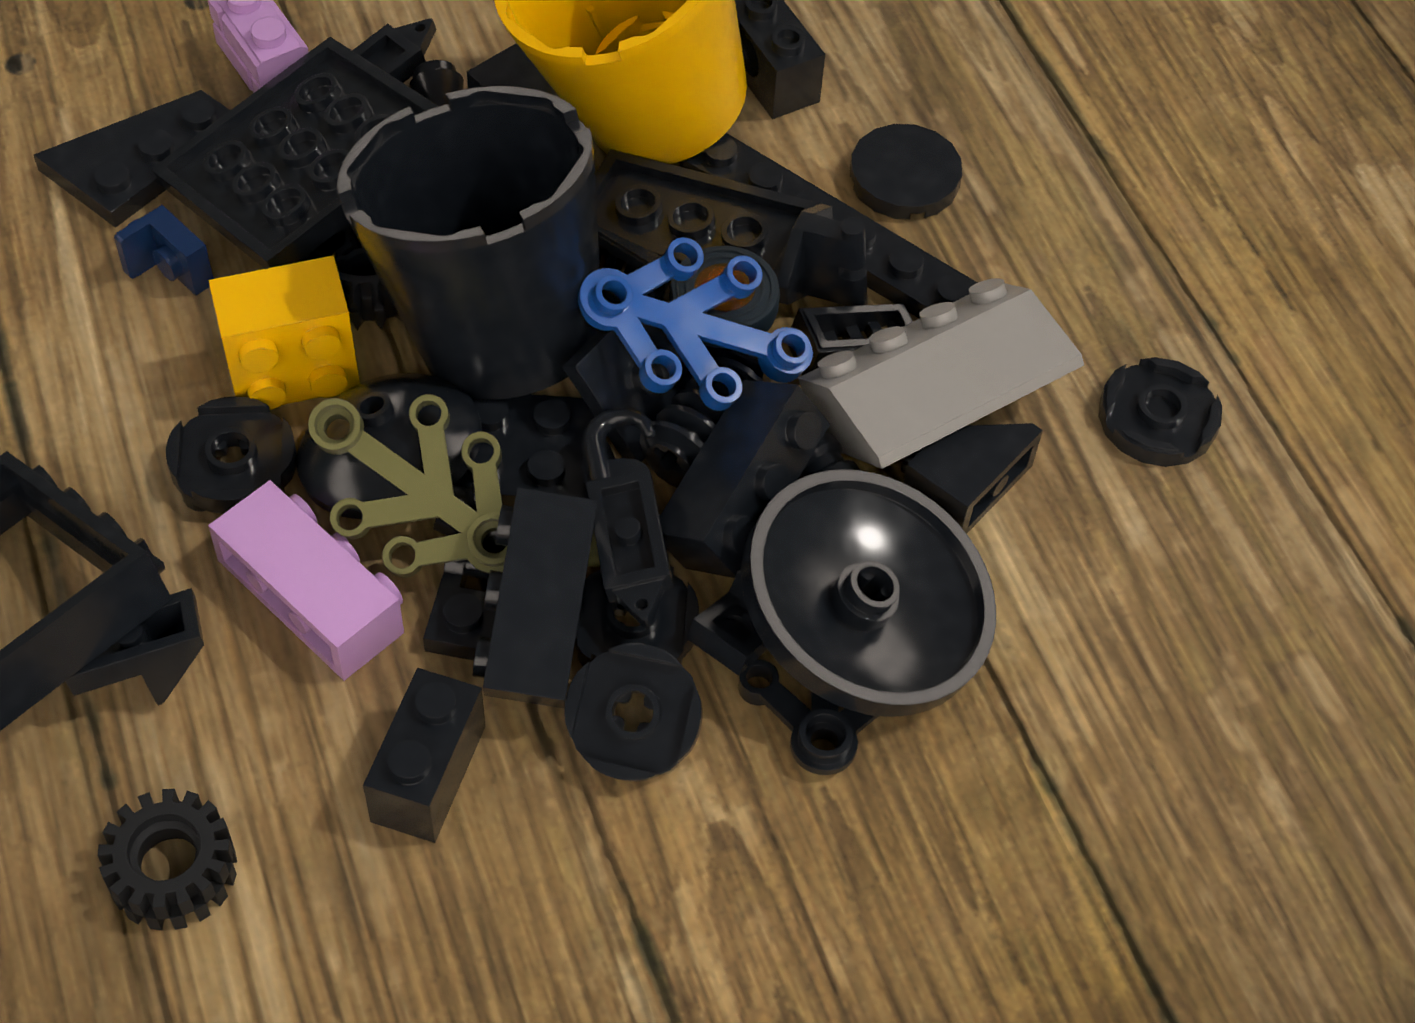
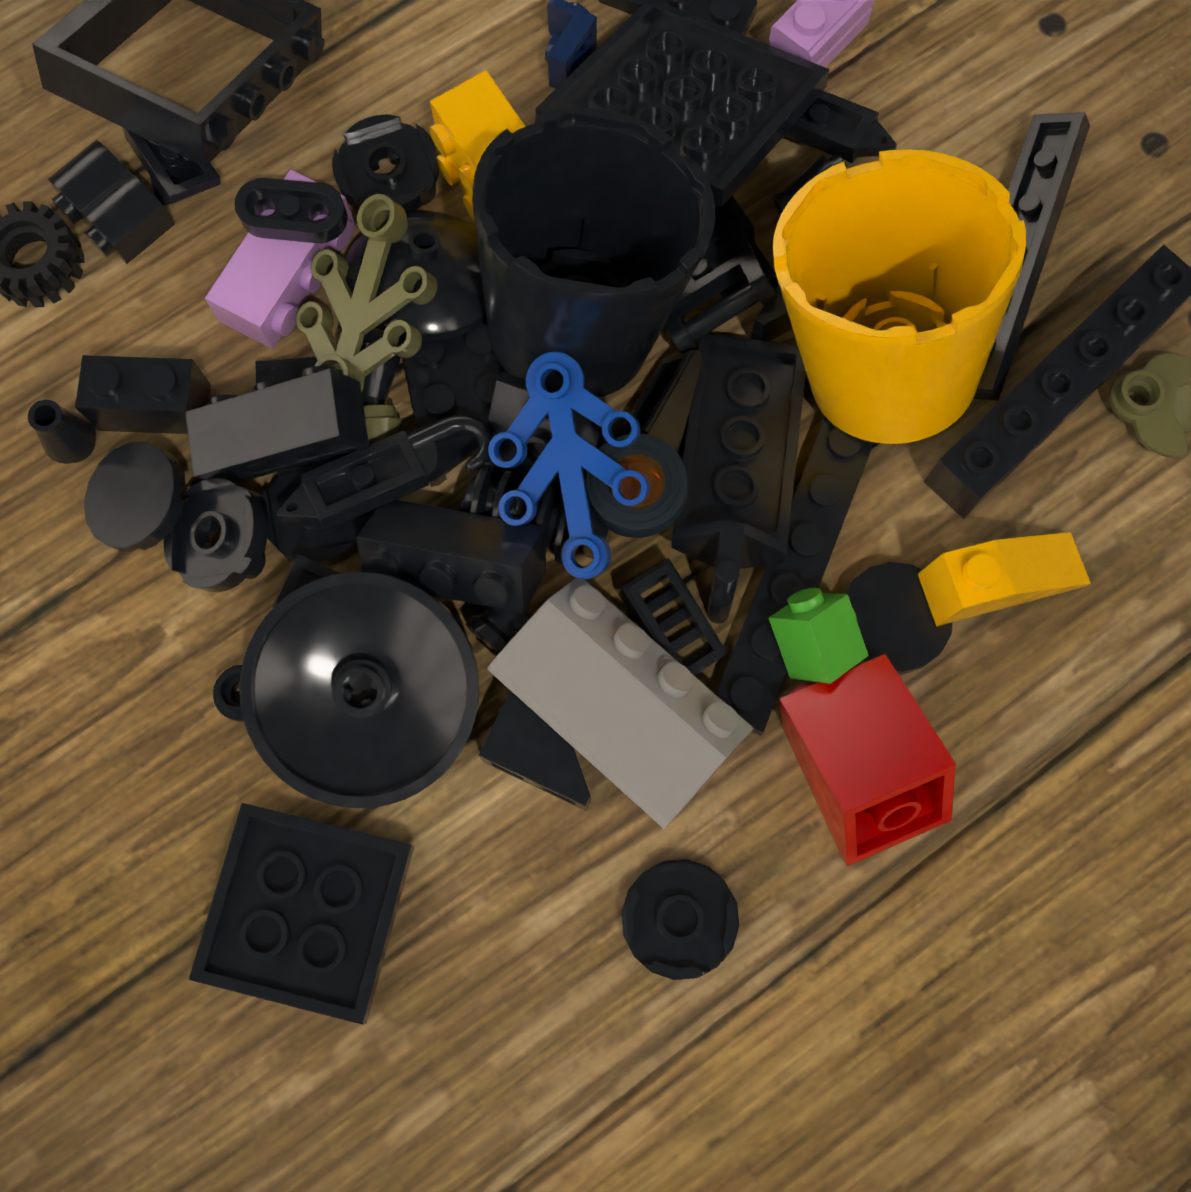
camera: 80 degrees right, 20 degrees up
(141, 745) = (111, 201): none -> black brick
(273, 525) = (295, 209): none -> black plate
(437, 859) = (62, 432): none -> black cone
(551, 795) = (134, 497): none -> black tile
(897, 82) = (1001, 575): none -> yellow slope
(917, 212) = (818, 635): none -> bright green brick
(1039, 213) = (869, 758): none -> red slope
(1090, 732) = (302, 913): none -> black plate

